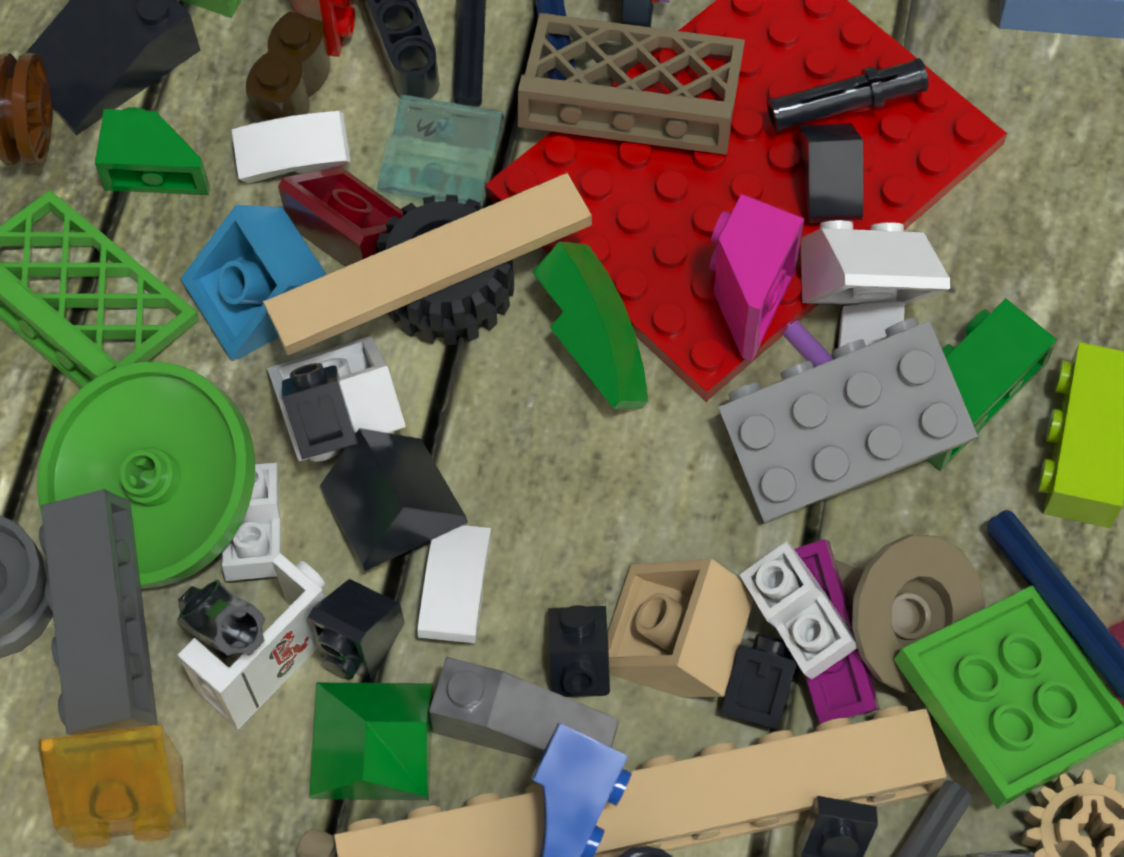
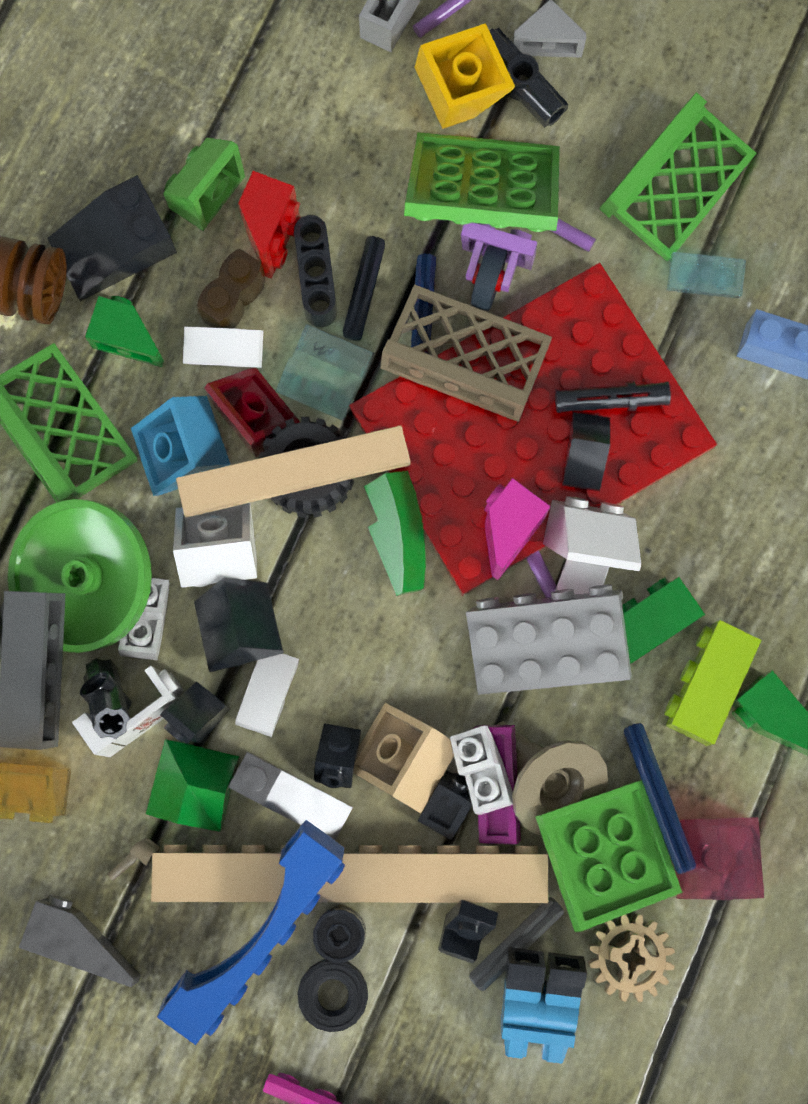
camera: 10 degrees right, 15 degrees up
(317, 410) = (197, 562): black bracket -> none

